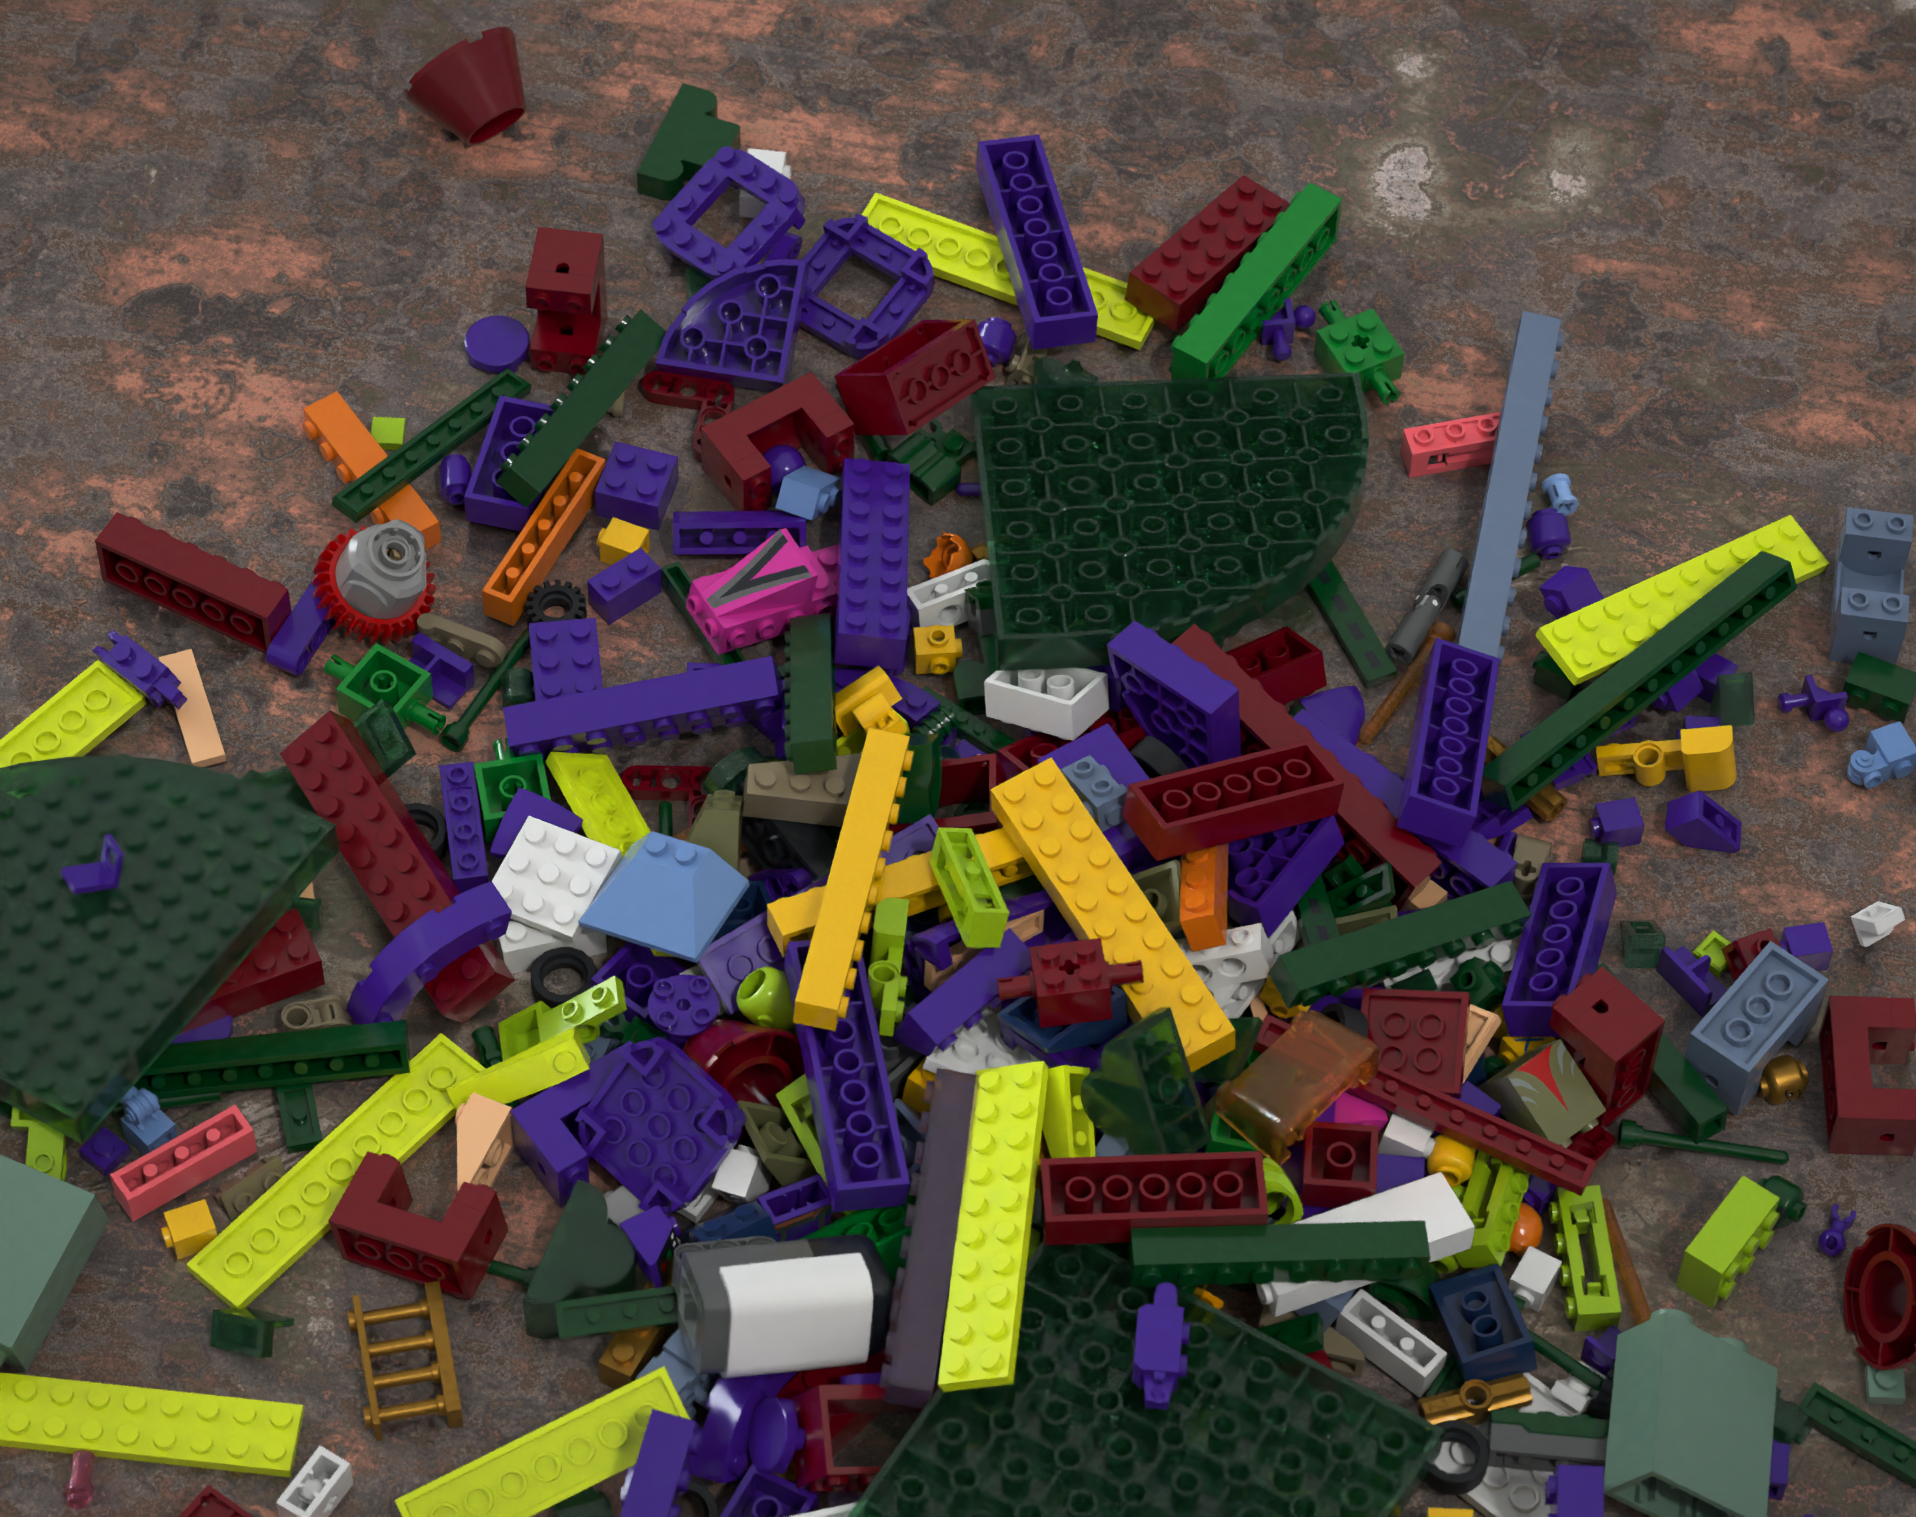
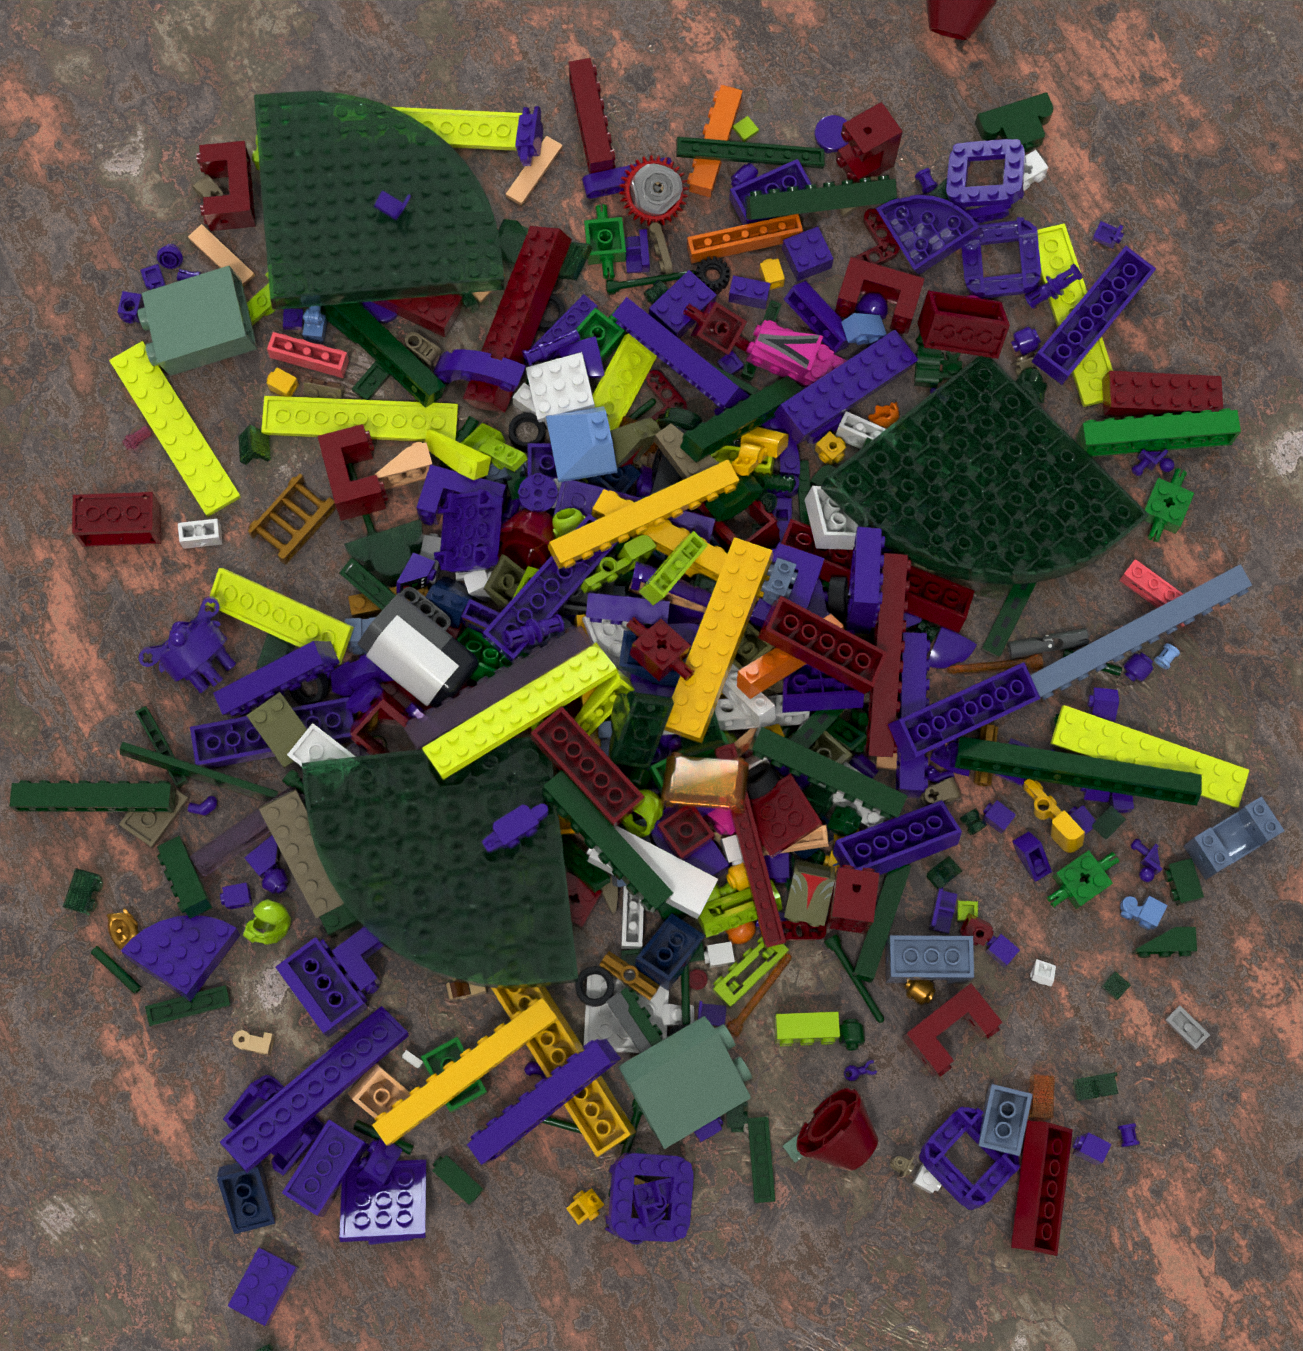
camera: 50 degrees right, 20 degrees up
(477, 862) = (542, 350): none -> dark purple pin
(643, 646) = (706, 328): none -> dark red brick
(676, 299) = (926, 180): none -> dark purple bush
(897, 1123) = (532, 631): none -> dark purple piece
(936, 161) = (1108, 234): none -> dark purple bracket
(953, 256) = (1053, 287): none -> dark purple piece
(1548, 1330) = (697, 979): none -> dark red tile
(1784, 791) = (1091, 870): none -> green brick

